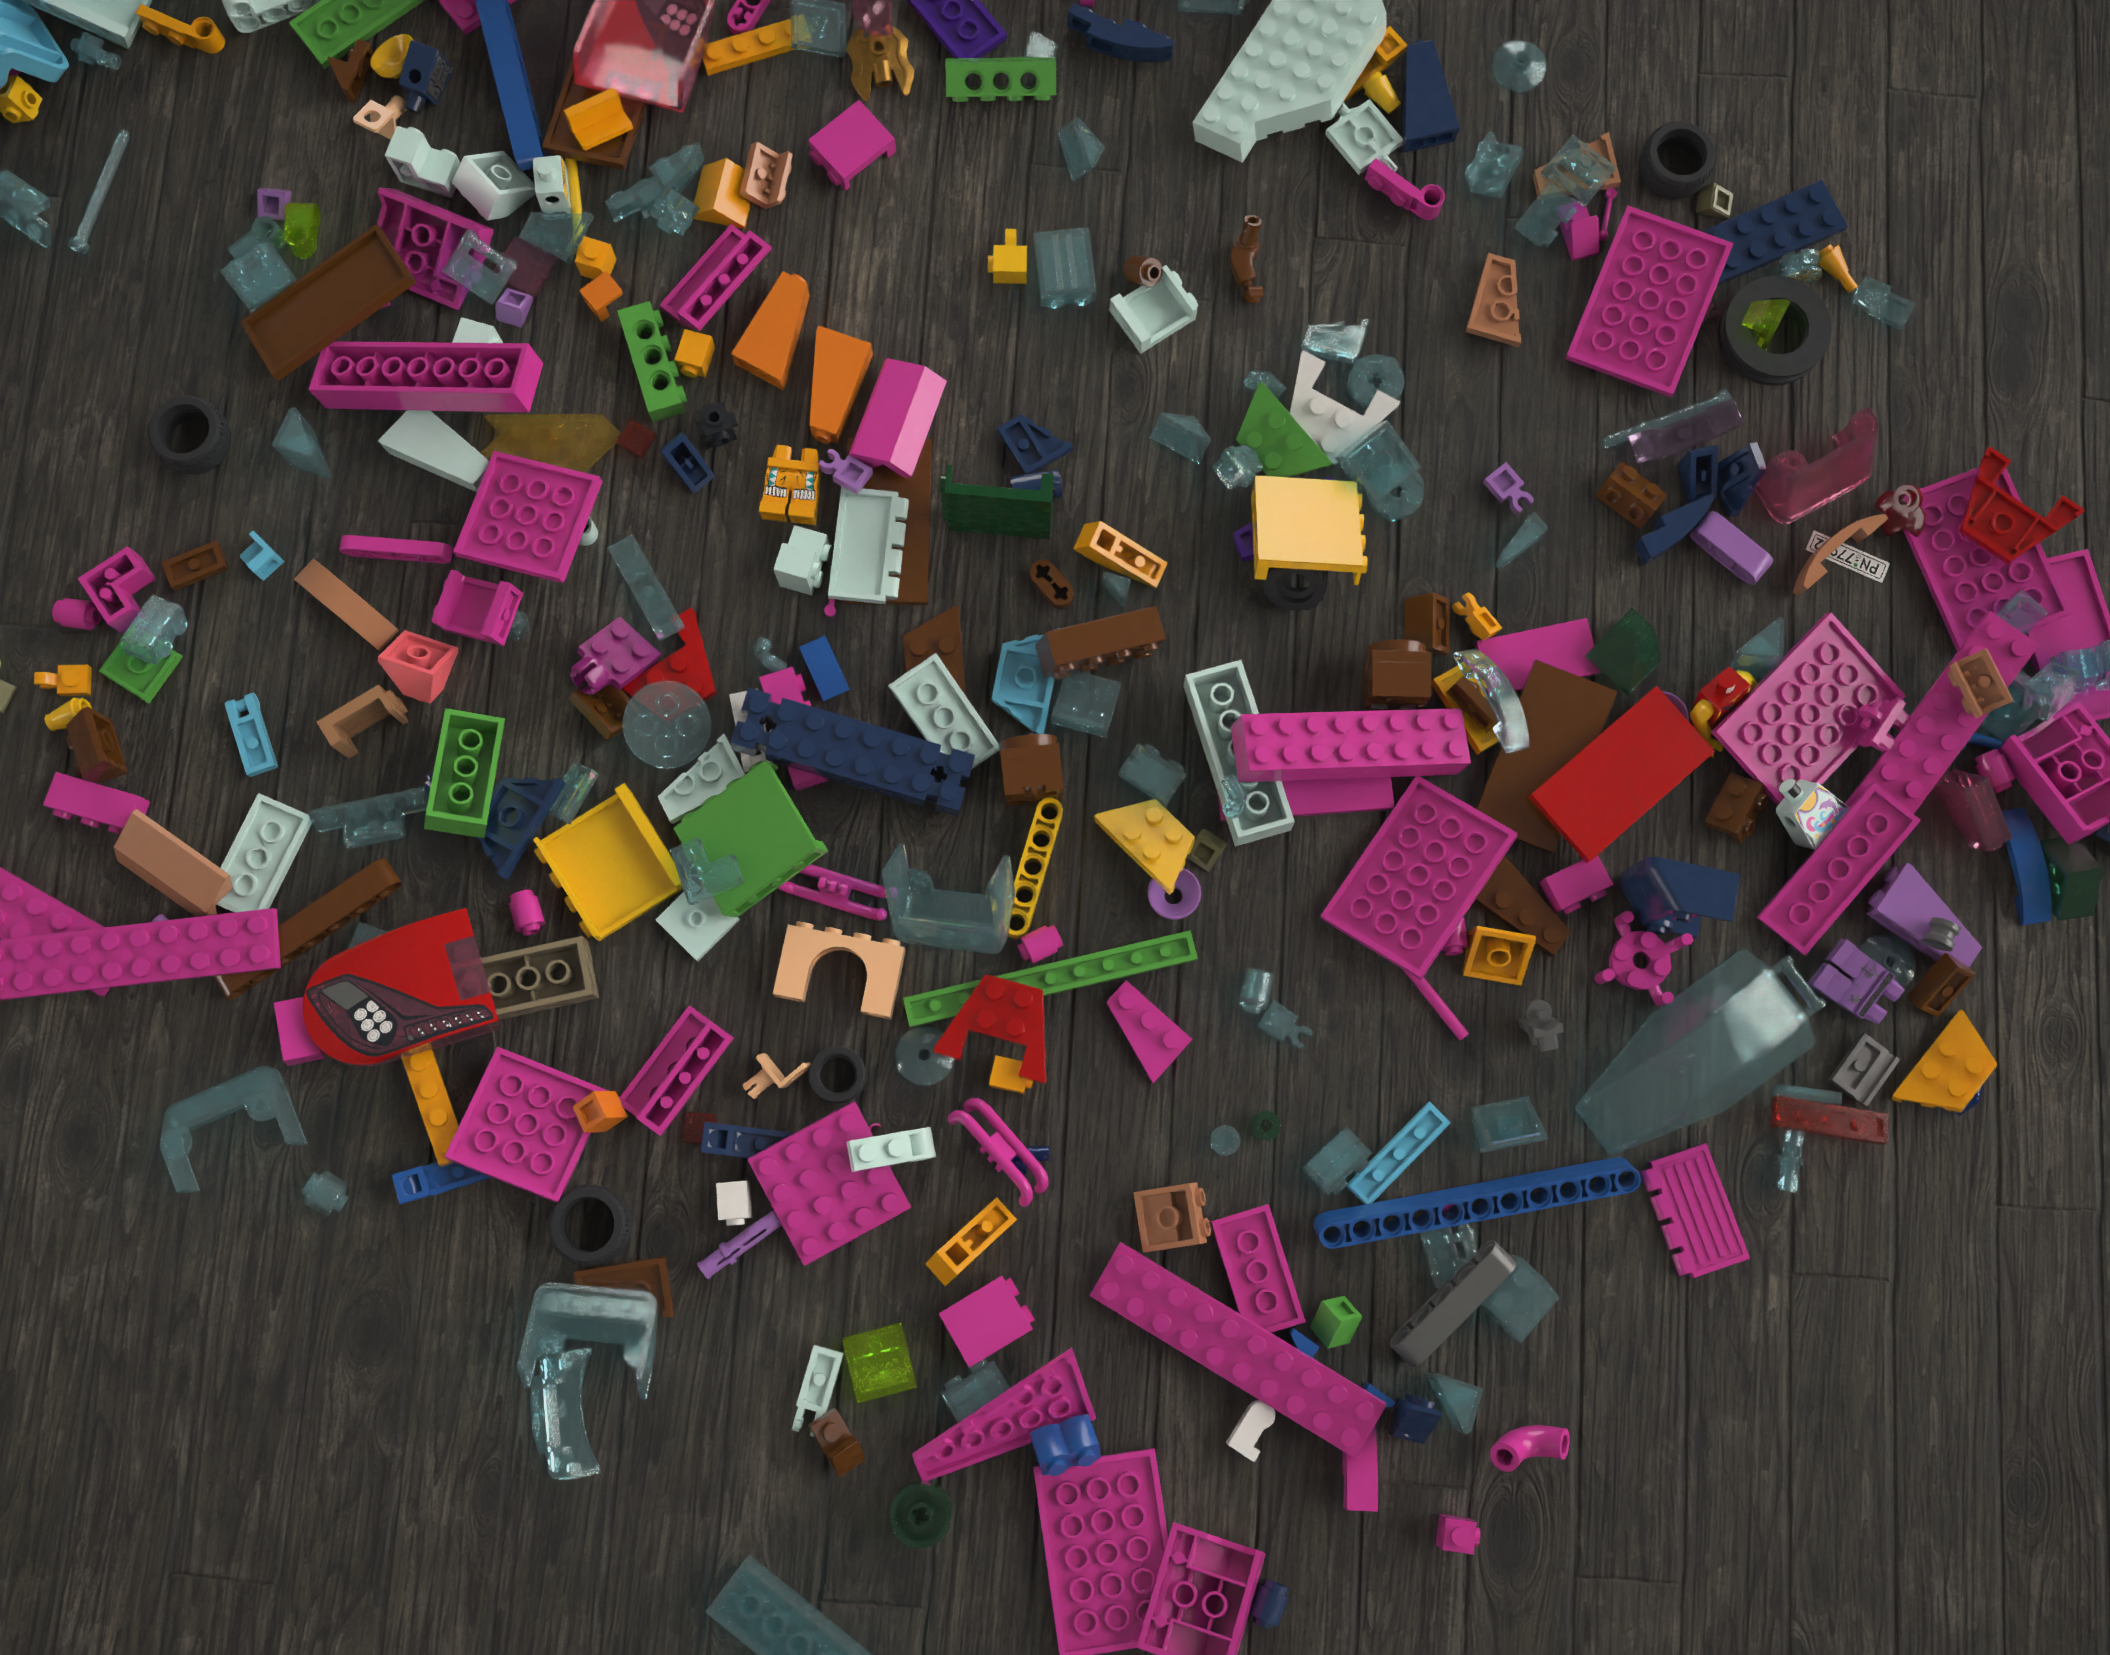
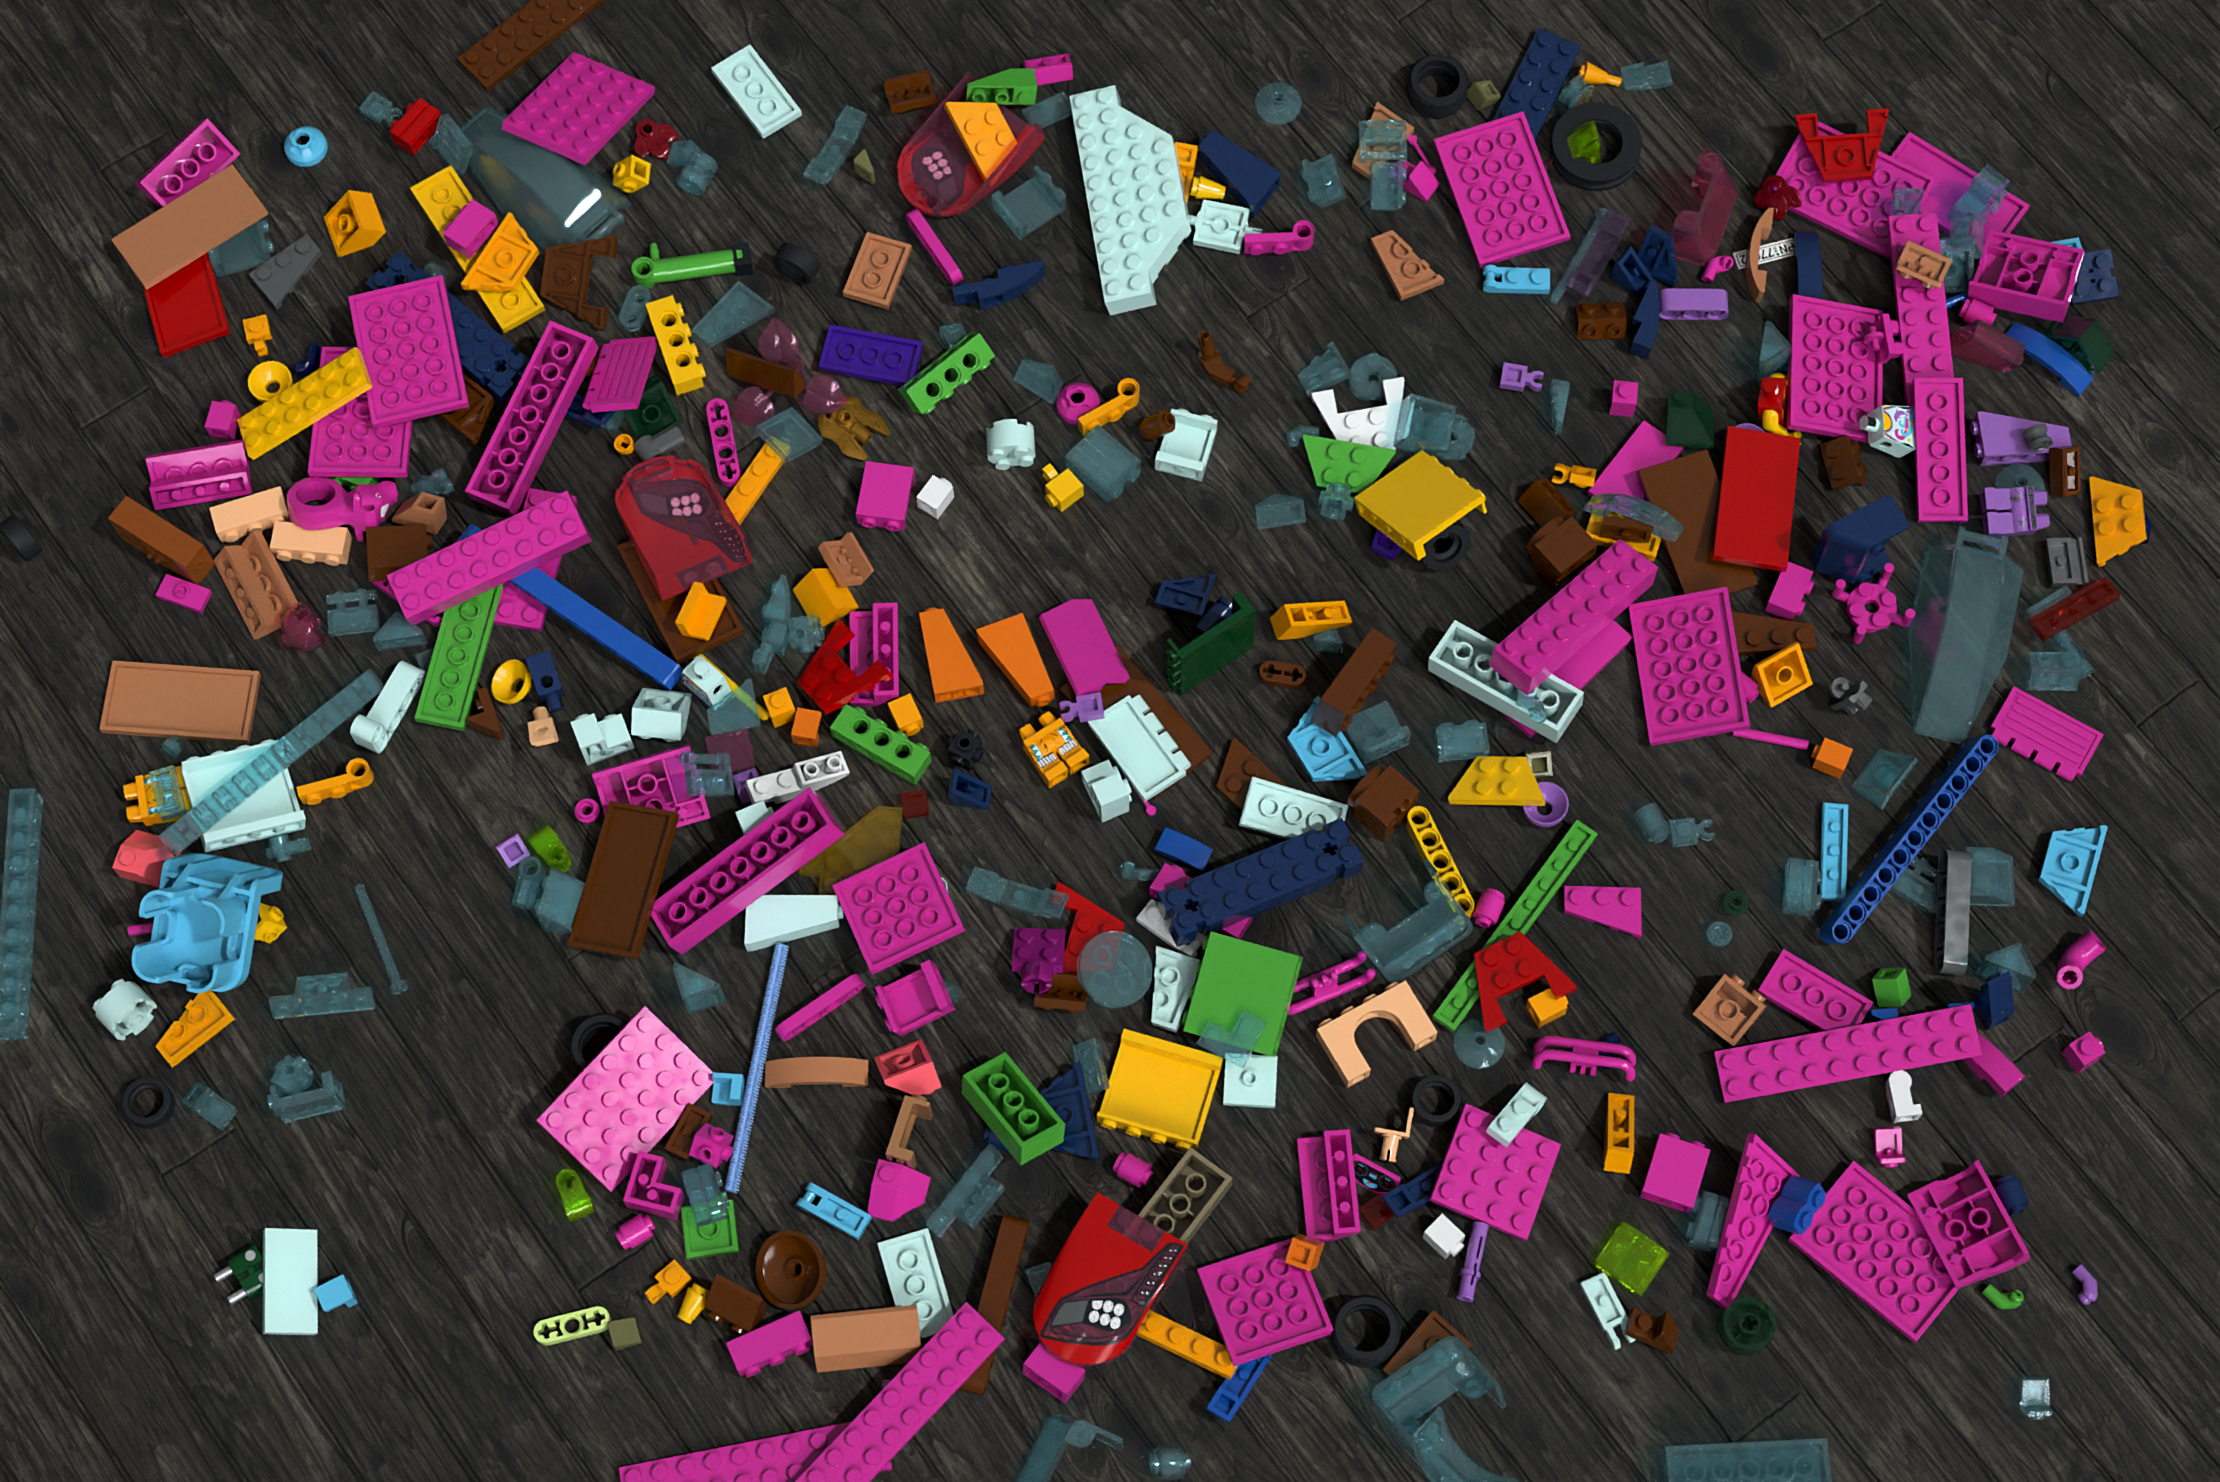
camera: 35 degrees left, 10 degrees down
(55, 544) = (574, 1199): none -> clear neon green piece
(163, 492) = (626, 1098): none -> plate
(165, 755) = (779, 1269): none -> reddish brown dish
(199, 592) = (712, 1145): none -> dark pink brick
(296, 561) = (756, 1066): none -> light blue axle
(314, 762) = (896, 1190): none -> dark pink slope
(358, 213) = (585, 804): none -> dark pink plate
(553, 336) = (791, 782): none -> white slope
(658, 268) = (831, 680): none -> red wing
(723, 1095) = (1374, 1176): none -> slope
(894, 180) = (935, 496): none -> white brick
(996, 184) = (1010, 444): none -> light aqua brick
(1094, 208) = (1072, 411): none -> dark pink piece
(1118, 226) = (1113, 409): none -> light orange plate
(1198, 1463) = (1888, 1146): none -> bracket
(1473, 1067) = (1831, 757): none -> orange brick
(1585, 582) = (1623, 398): none -> dark pink brick
(1588, 396) = (1516, 280): none -> medium azure plate
(1607, 1353) = (2072, 864): none -> medium azure wing
(1756, 1161) = (2053, 671): none -> clear light blue bracket
(1786, 529) = (1716, 266): none -> dark pink arm
(1874, 597) = (1808, 264): none -> dark blue slope

